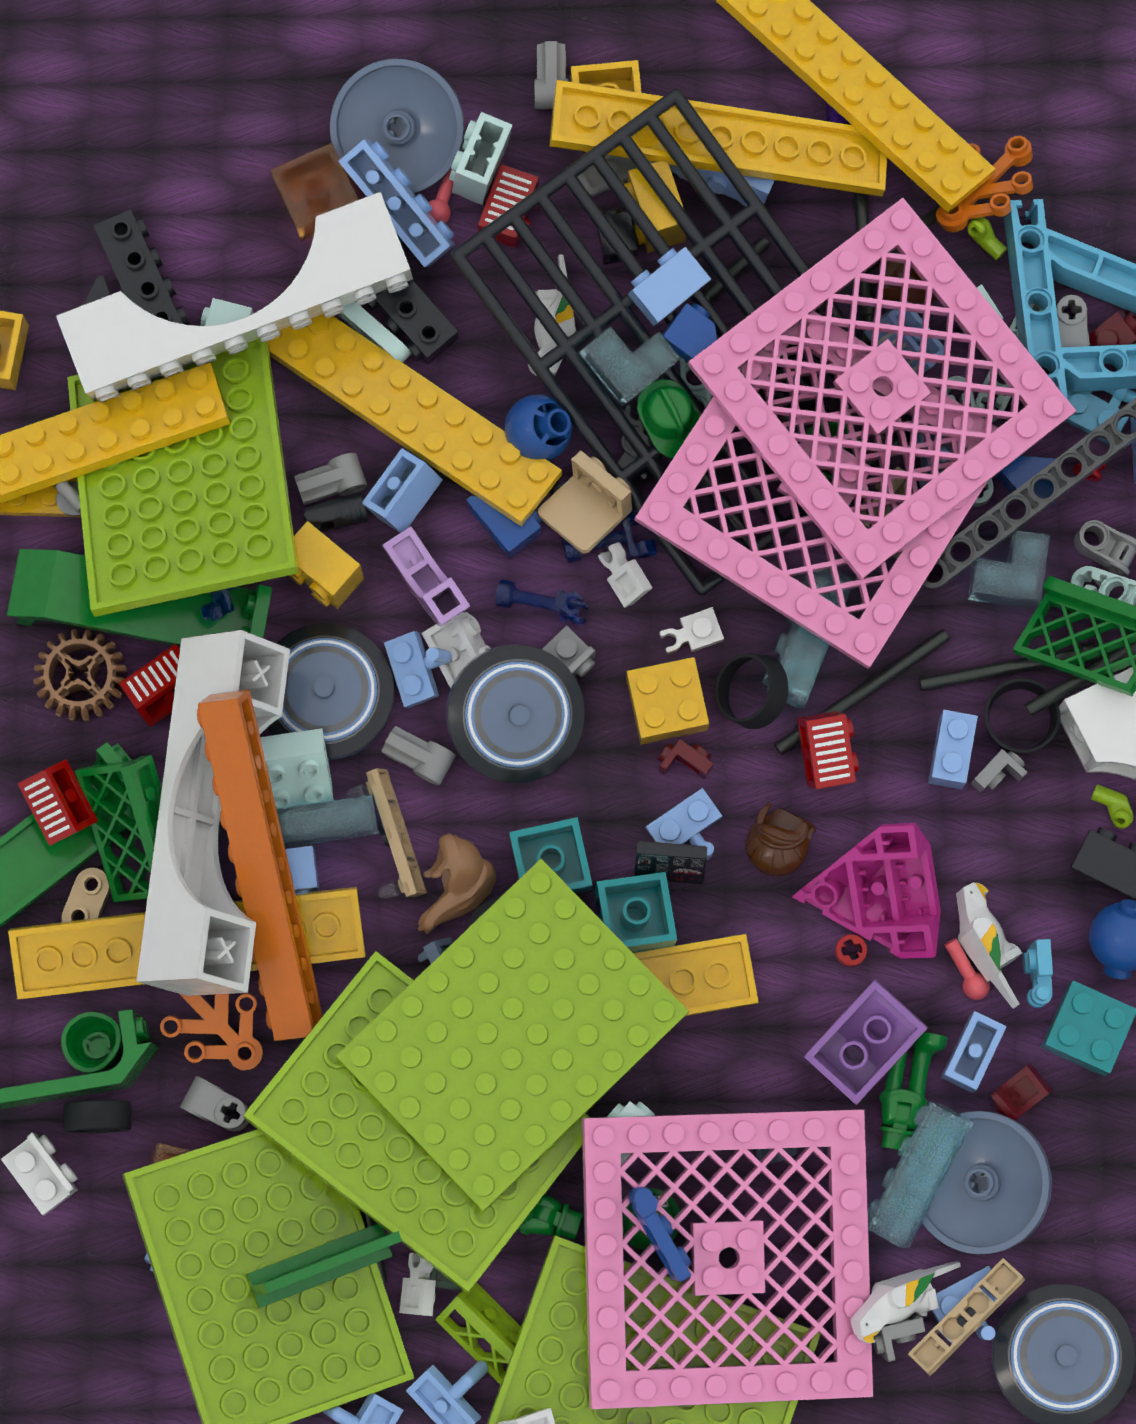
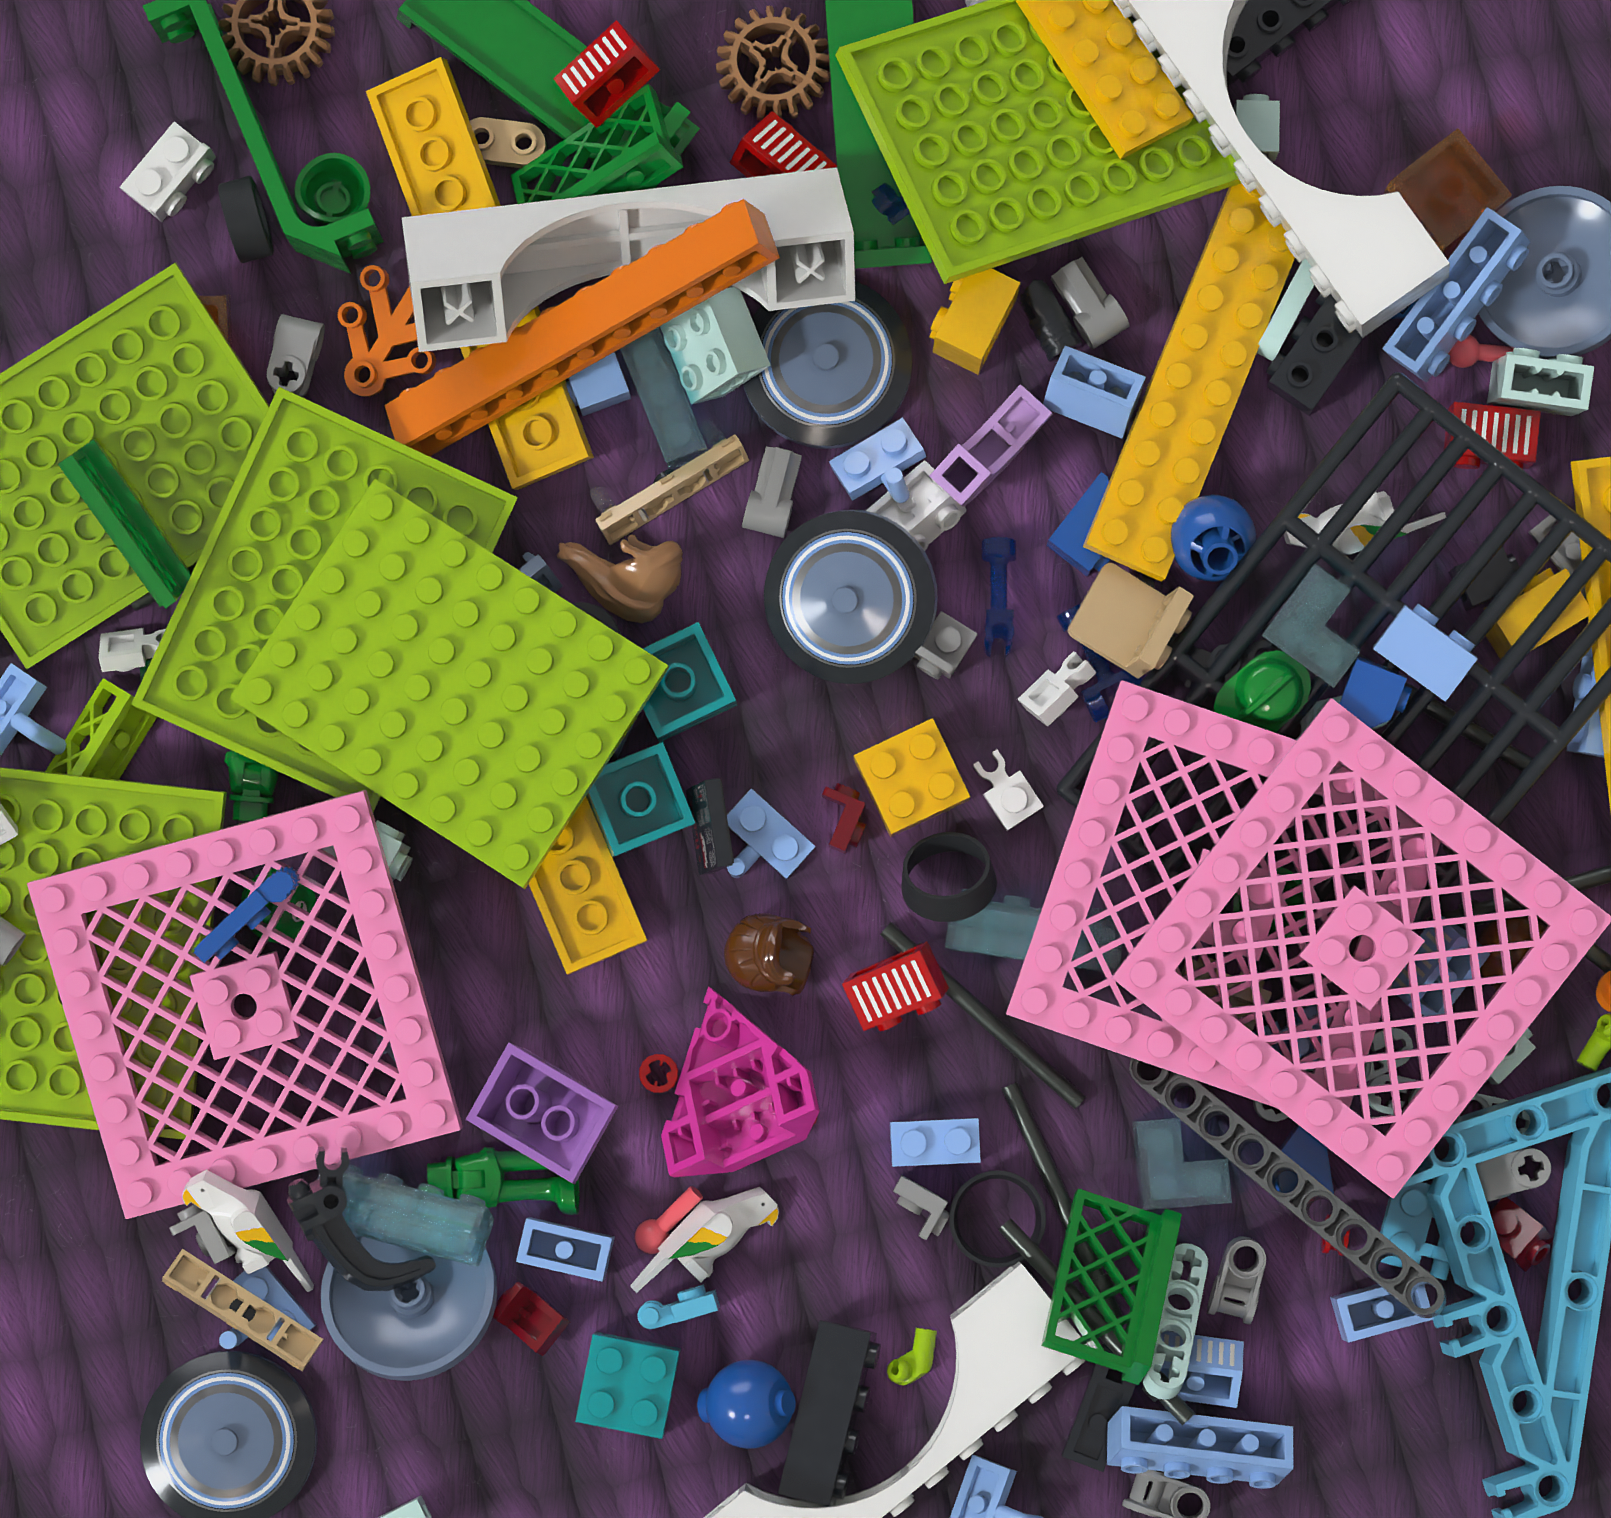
camera: 80 degrees right, 5 degrees up
(908, 1233) = (320, 1216): none -> black piece

